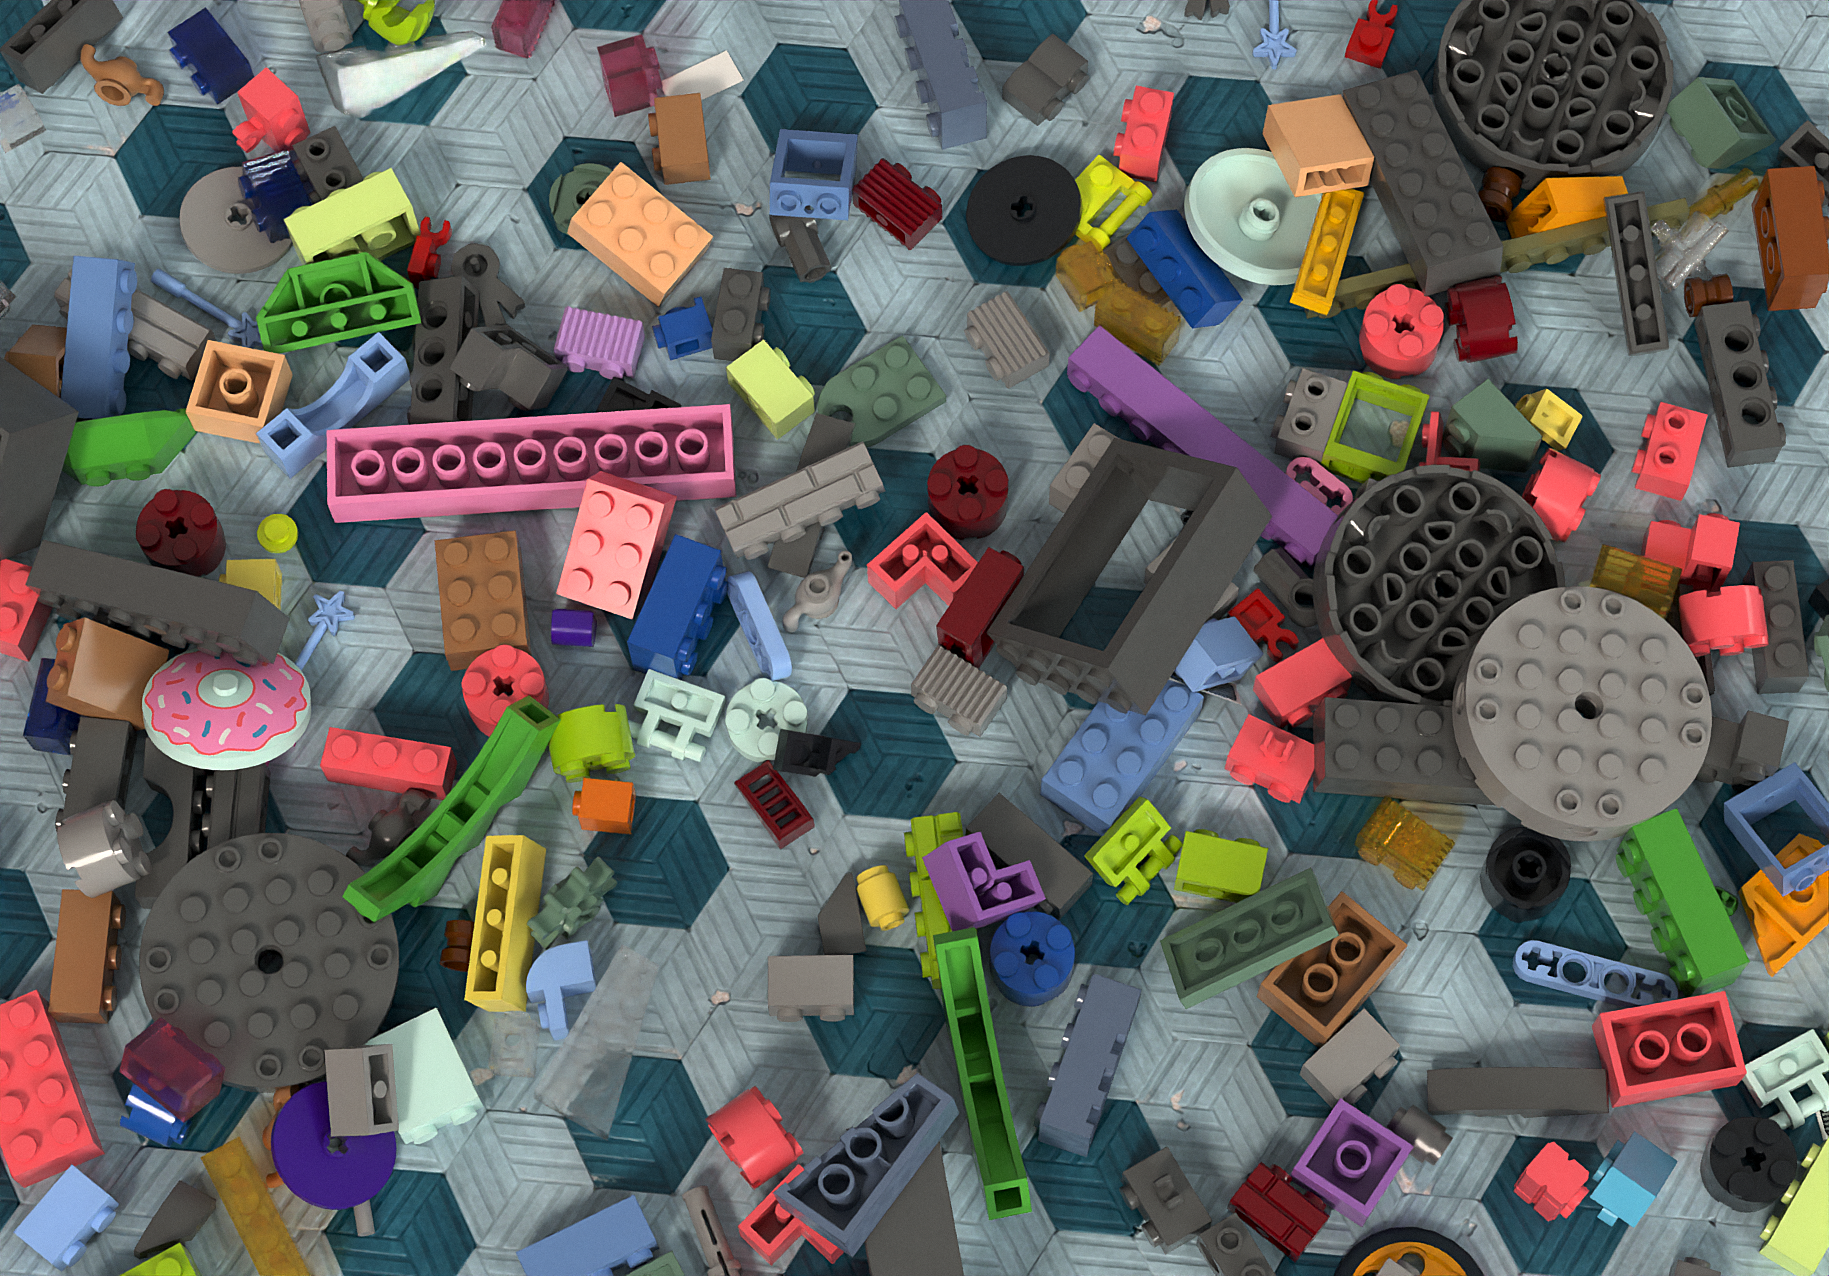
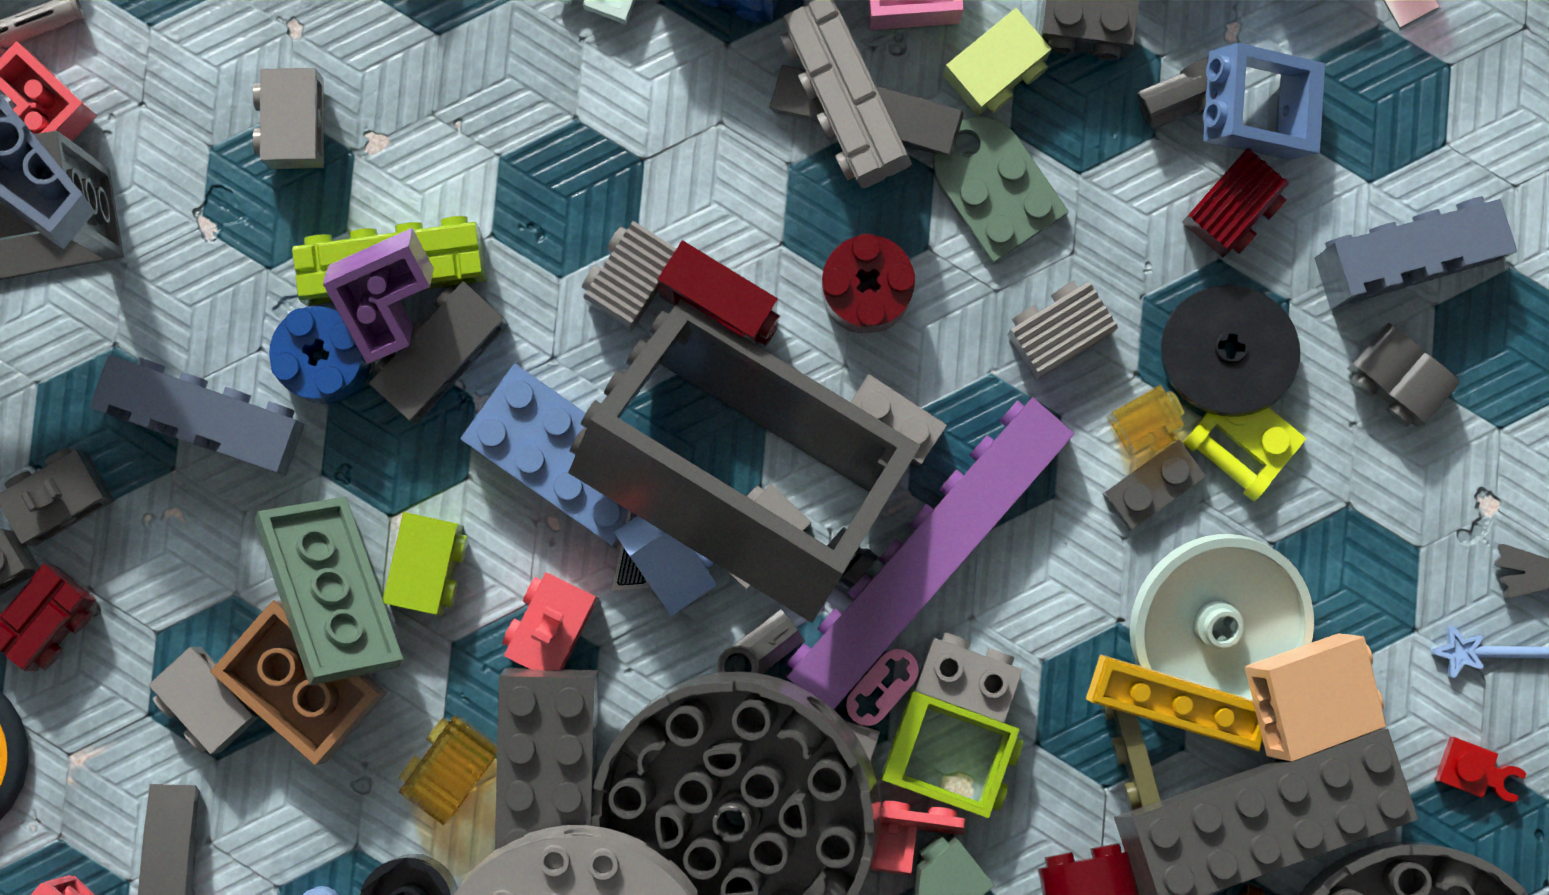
camera: 90 degrees right, 15 degrees up
(753, 1137) = (120, 58): coral brick -> none
(759, 626) = (709, 56): light blue beam -> none
(763, 698) = (595, 43): light aqua plate -> none
(791, 830) = (501, 101): dark red slope -> none
(810, 753) = (561, 116): black slope -> none
(818, 593) = (747, 119): light grey piece -> none
(841, 920) = (371, 151): dark grey slope -> none
(881, 897) = (393, 194): light yellow brick -> none
(919, 557) = (787, 231): coral brick -> none
(980, 1075) = (167, 301): bright green arch -> none
(1127, 843) = (440, 467): lime plate -> none
(1138, 321) = (1085, 480): clear yellow brick -> none
(1145, 133) = (1331, 492): coral brick -> none
(1183, 269) = (1138, 538): blue brick -> none
(1262, 622) = (717, 613): red plate -> none
(1301, 683) = (634, 659): coral brick -> none
(1351, 1162) = (84, 696): medium lavender brick -> none
(1403, 312) = (1102, 784): coral brick -> none
(1422, 1132) = (121, 773): flat silver brick -> none

